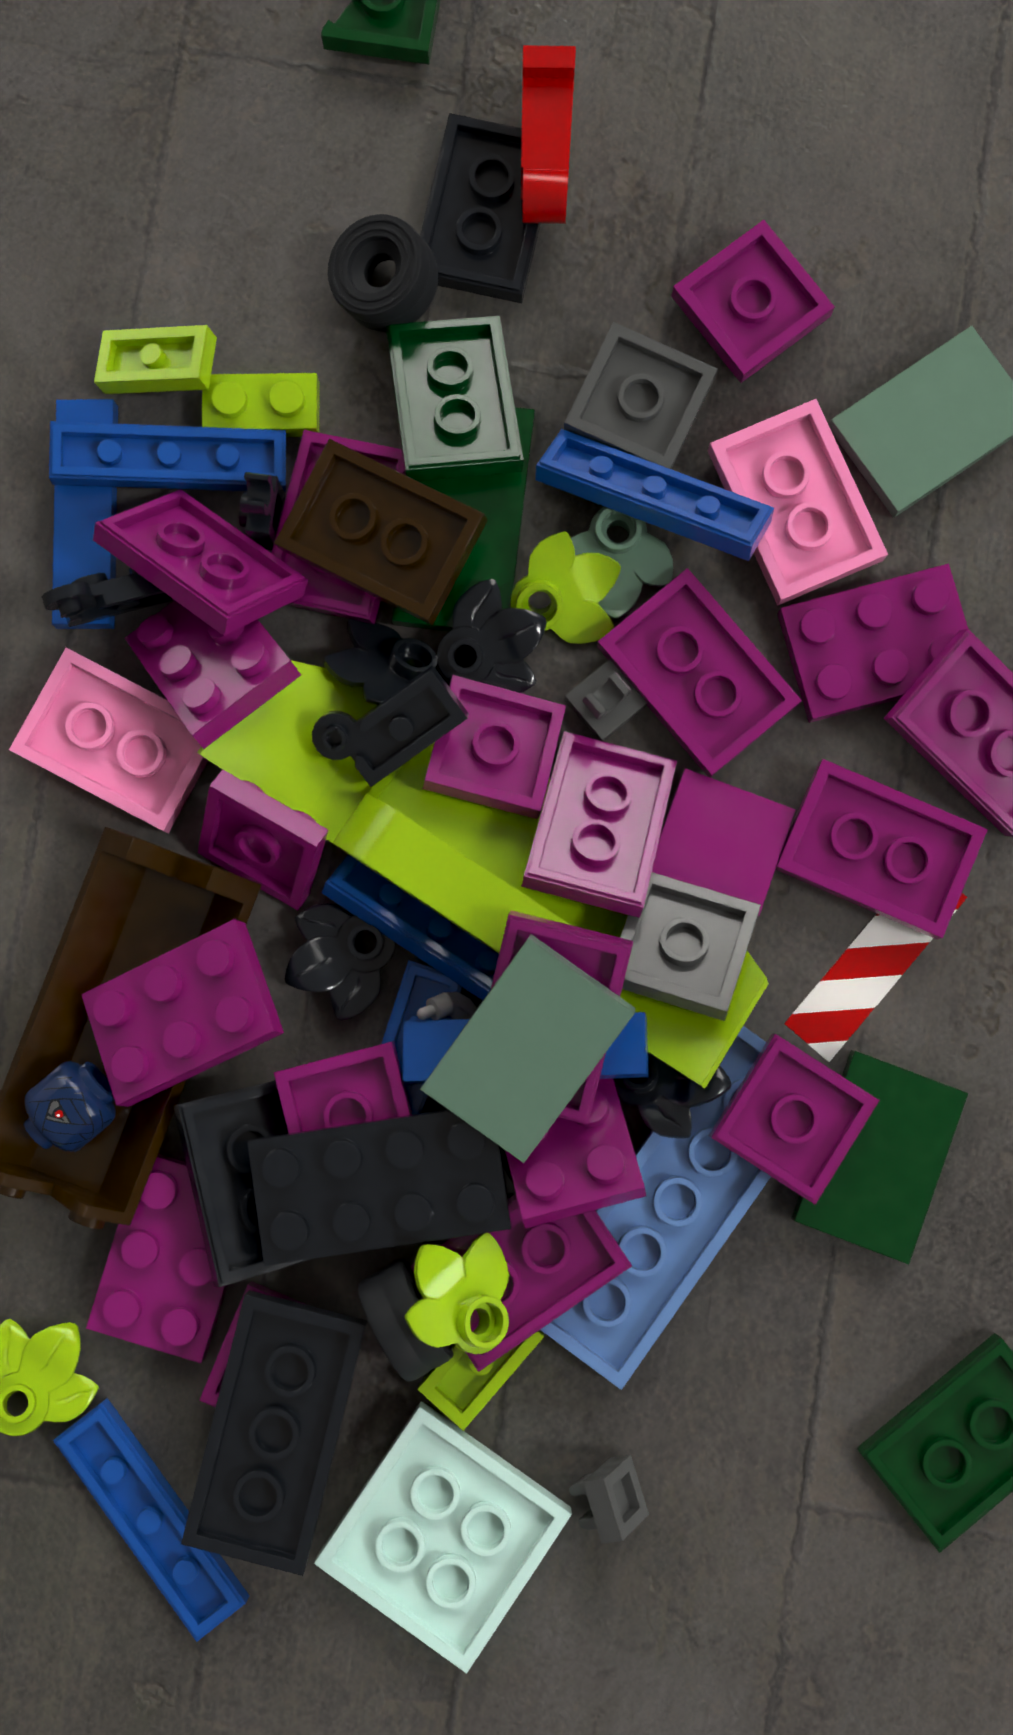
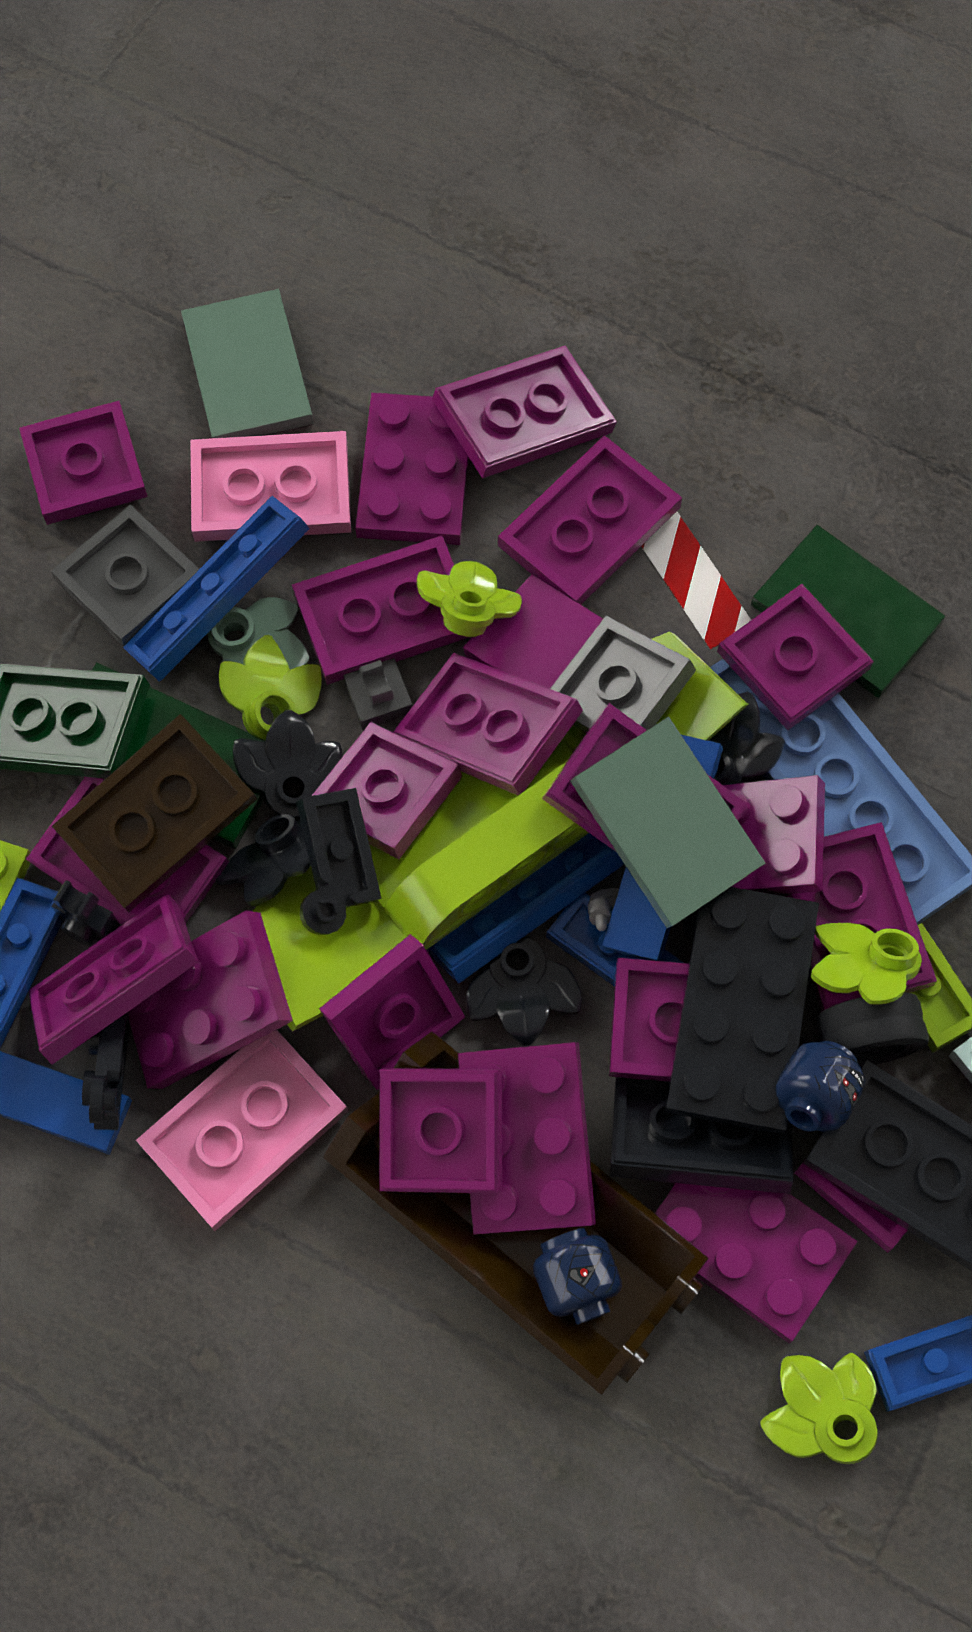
camera: 75 degrees left, 15 degrees down
(152, 930) = (441, 1130): none -> magenta tile
(314, 1288) = (820, 1086): none -> dark blue head
(735, 753) = (468, 597): none -> lime plate

